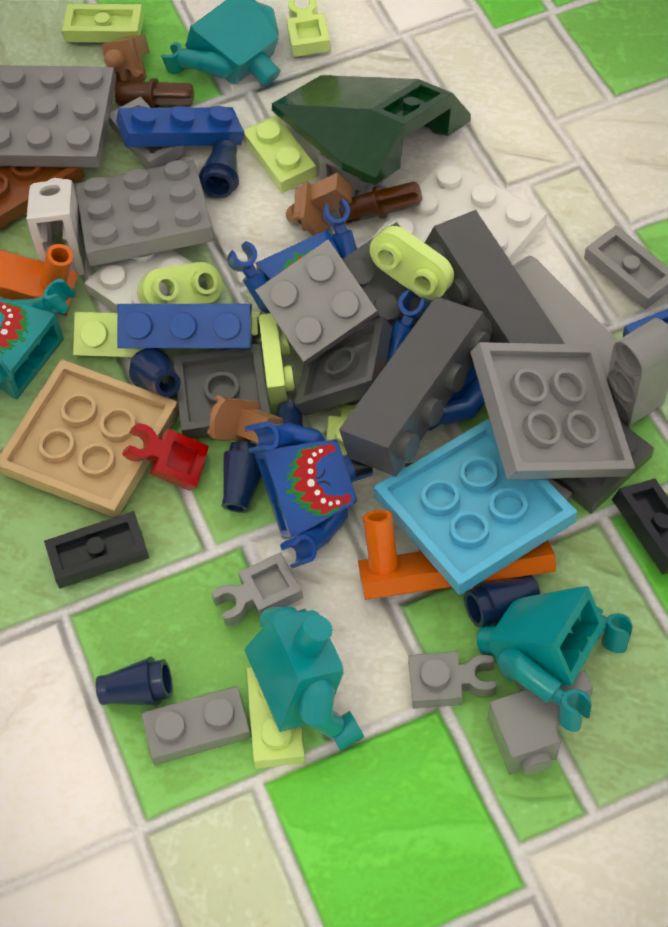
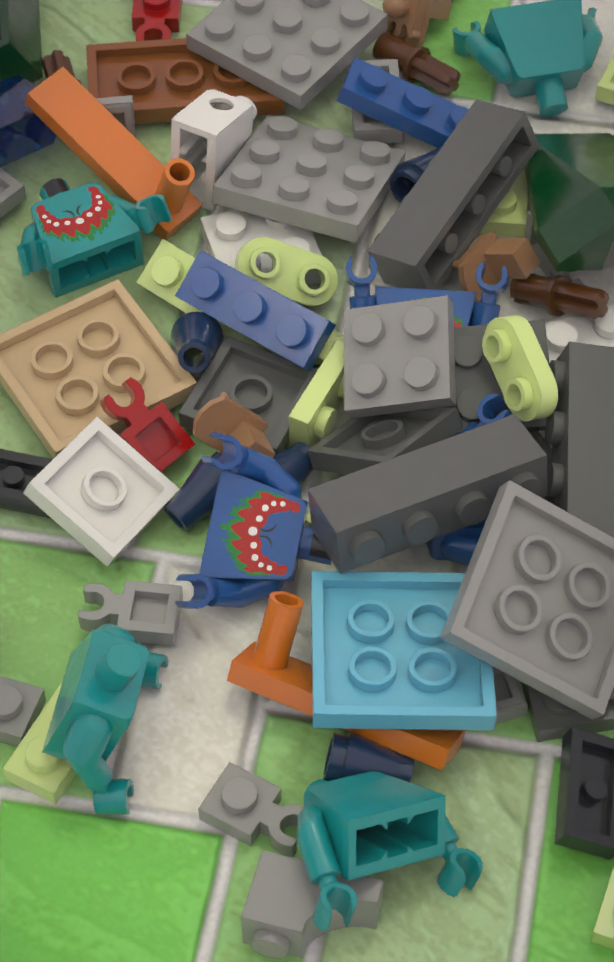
camera: 30 degrees right, 5 degrees down
(172, 519) = (101, 491): none -> white plate
(261, 170) = (454, 197): none -> dark grey brick

